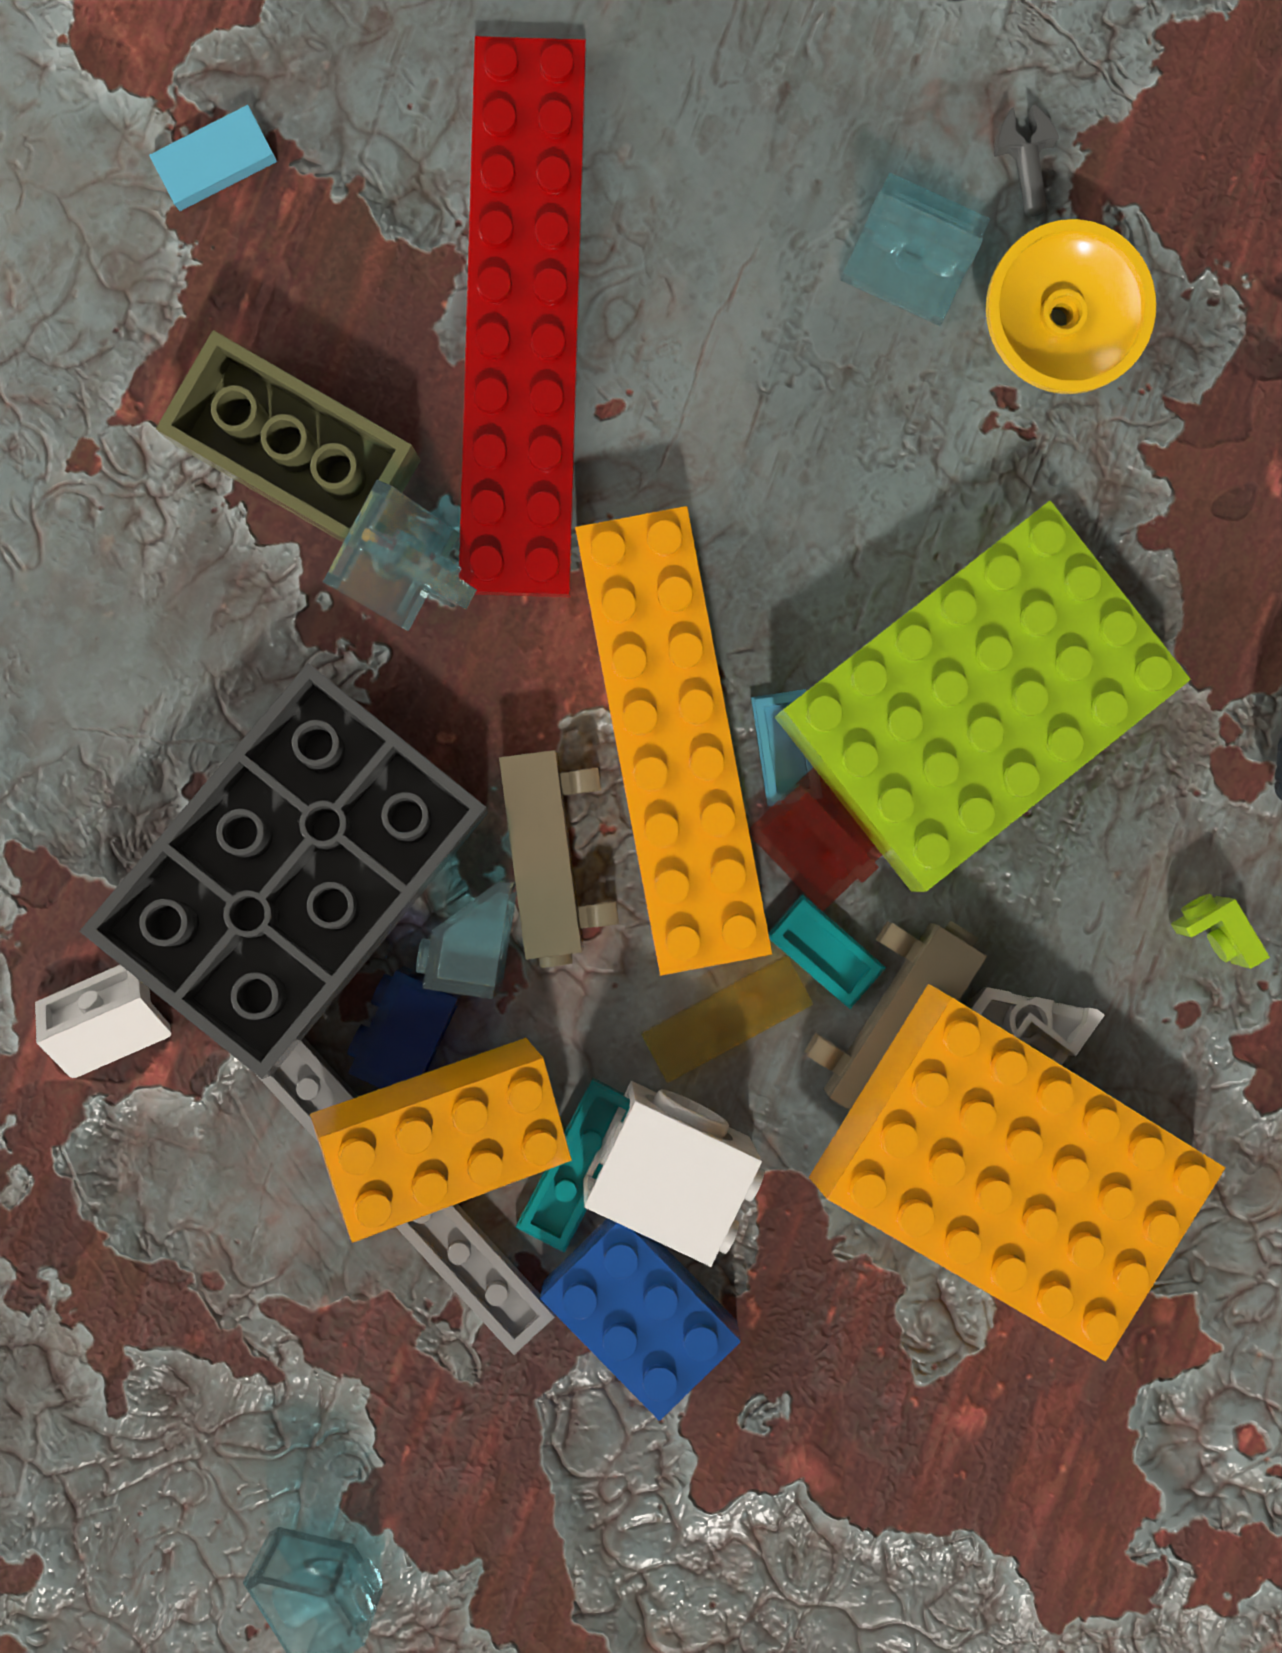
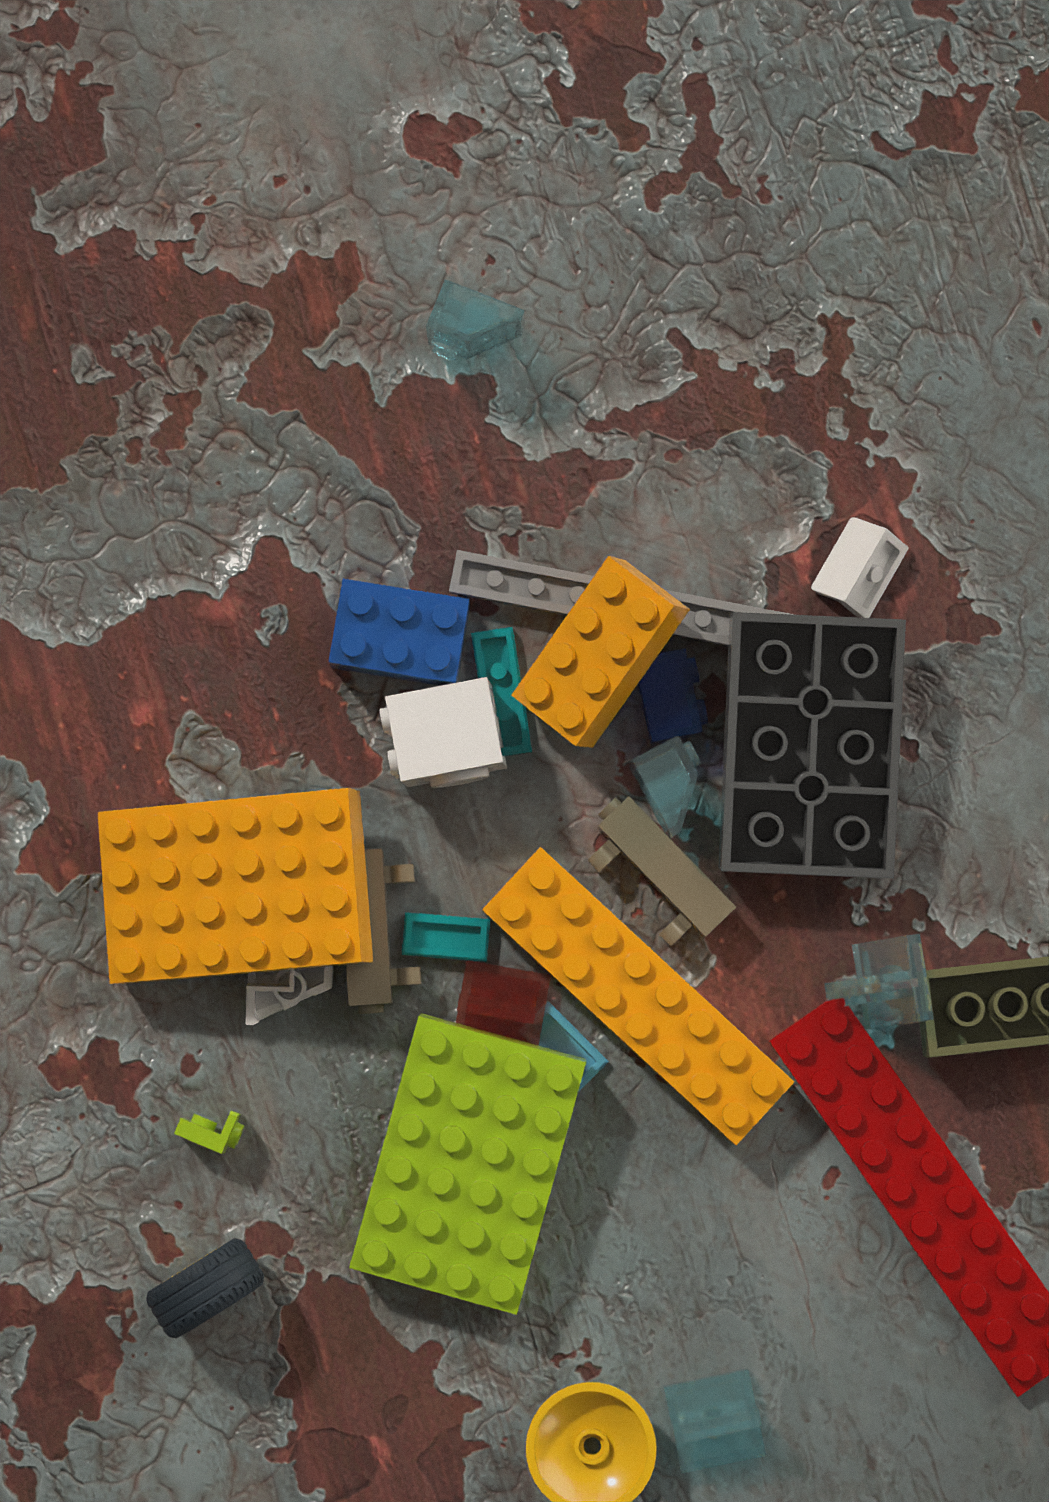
camera: 140 degrees right, 5 degrees down
(726, 1018) = (476, 850): clear yellow tile -> none

